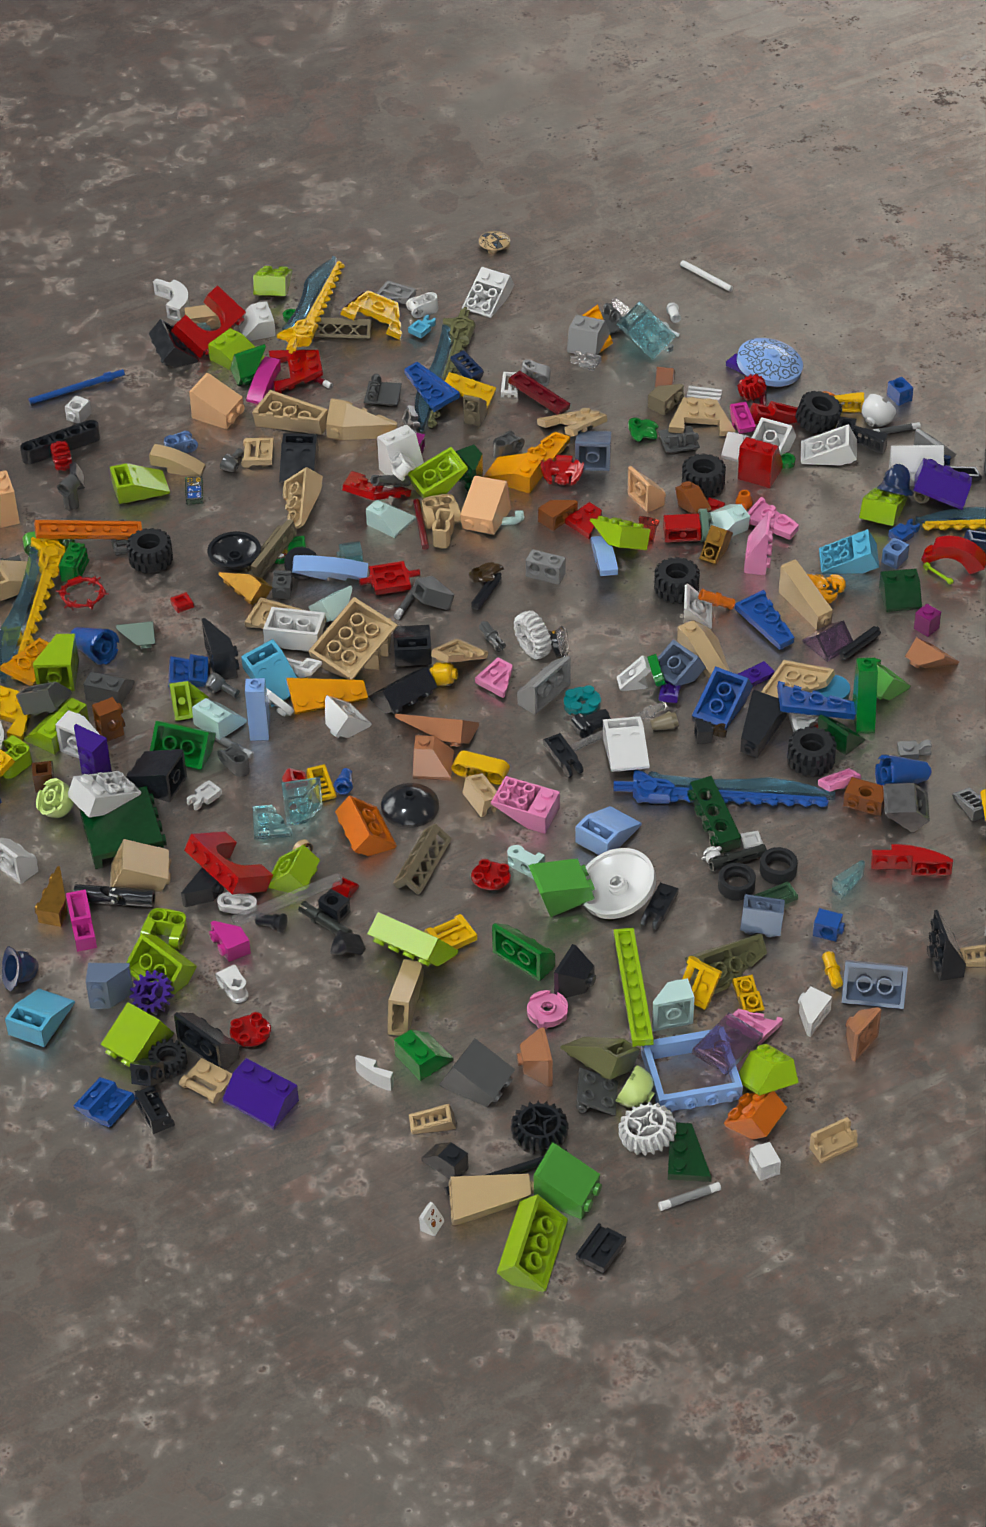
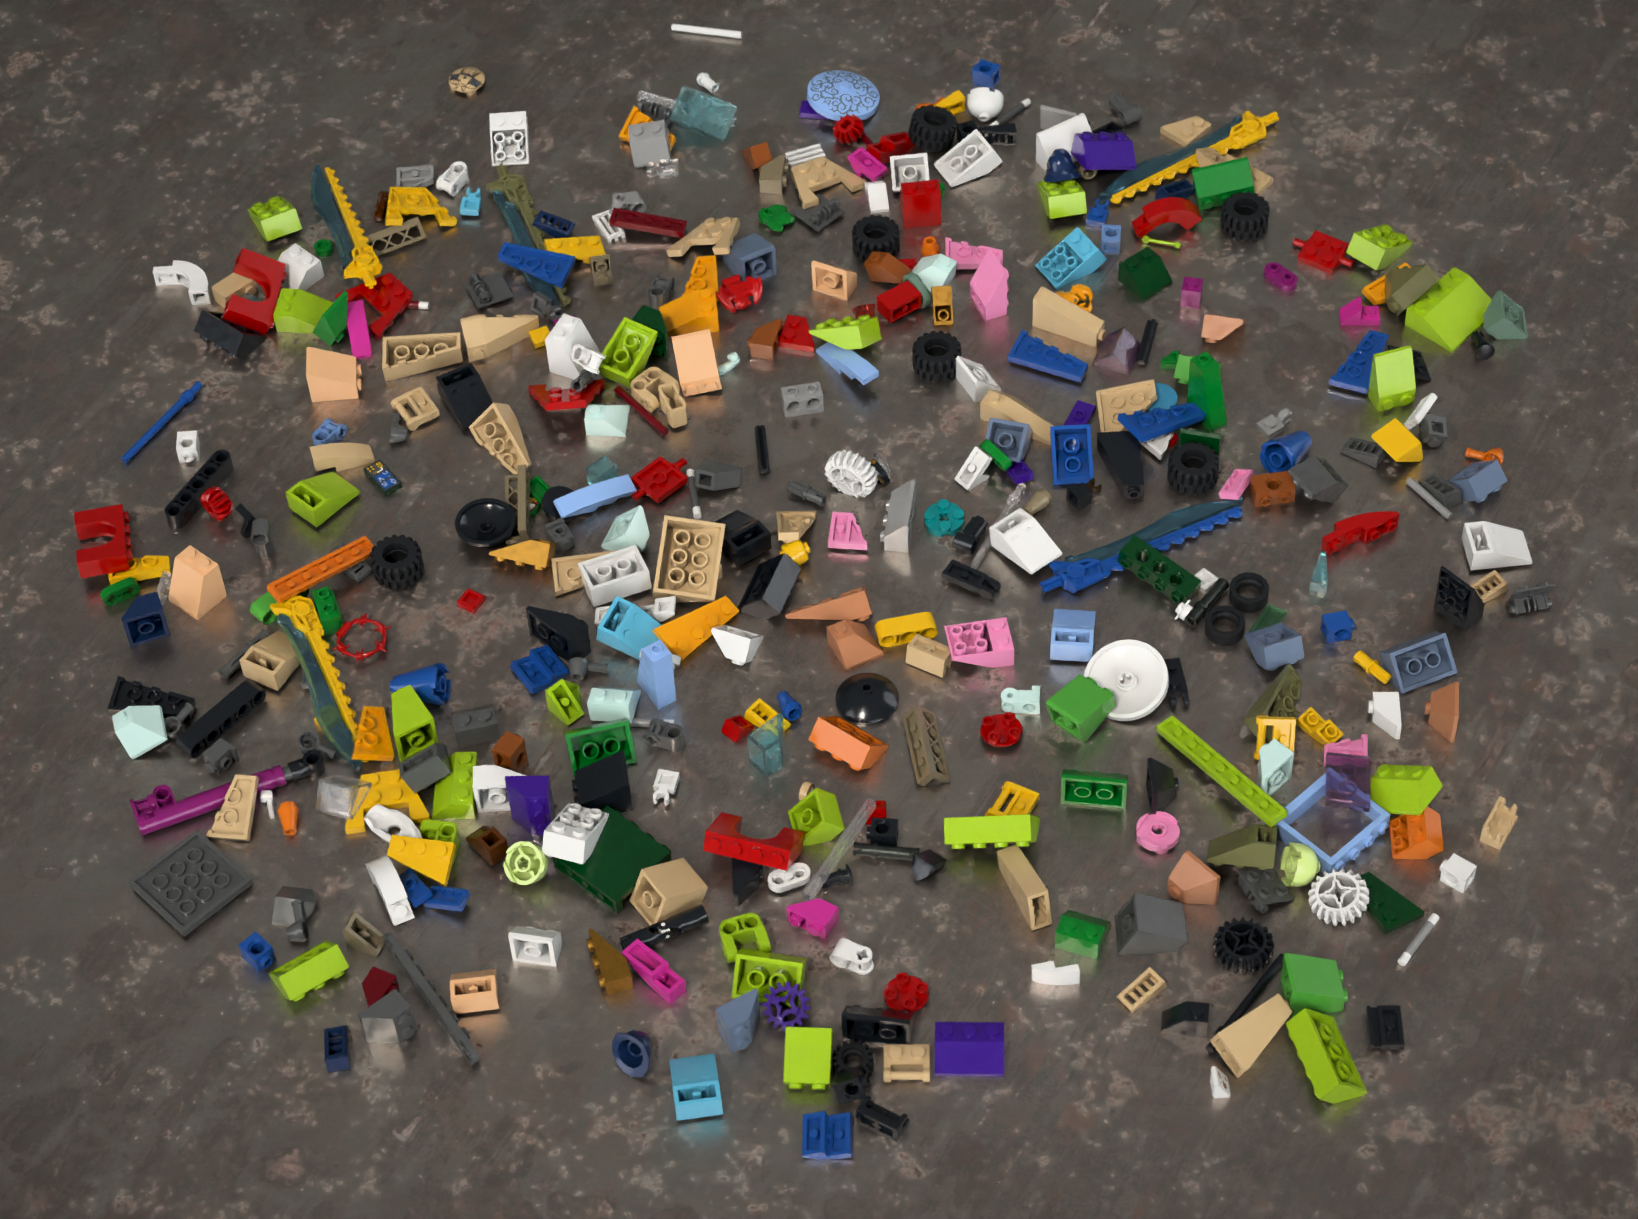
camera: 30 degrees left, 5 degrees up
(139, 633) = (461, 652): sand green slope -> none
(268, 823) = (750, 783): clear light blue wing -> none
(485, 572) = (748, 431): dark brown plate -> none
(716, 599) = (989, 358): orange pin -> none

